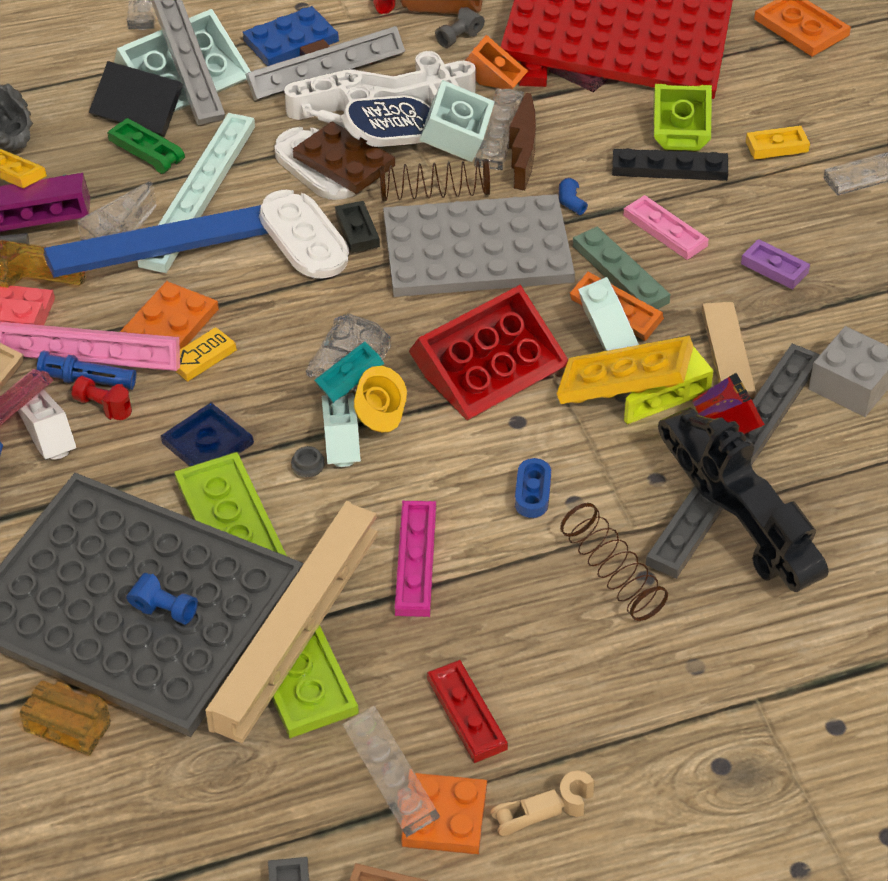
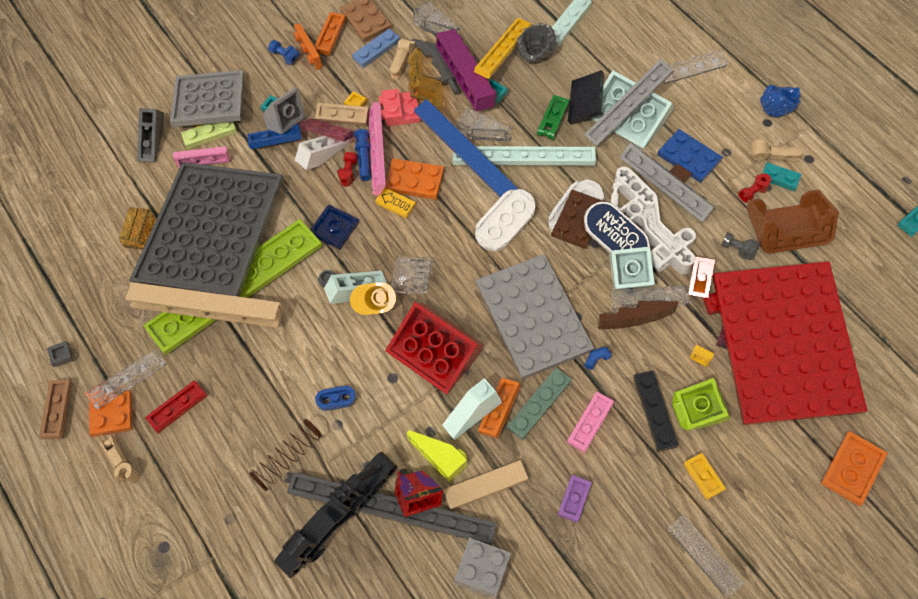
camera: 75 degrees right, 15 degrees up
(148, 595) = (198, 234): blue leg -> none
(347, 372) = (389, 275): teal plate -> none
(357, 226) = (522, 245): pearl dark grey plate -> none
(415, 559) = (274, 352): dark pink tile -> none
(486, 177) = (589, 306): reddish brown piece -> none
(609, 99) = (701, 356): none -> yellow tile
(625, 370) = (430, 425): yellow plate -> none

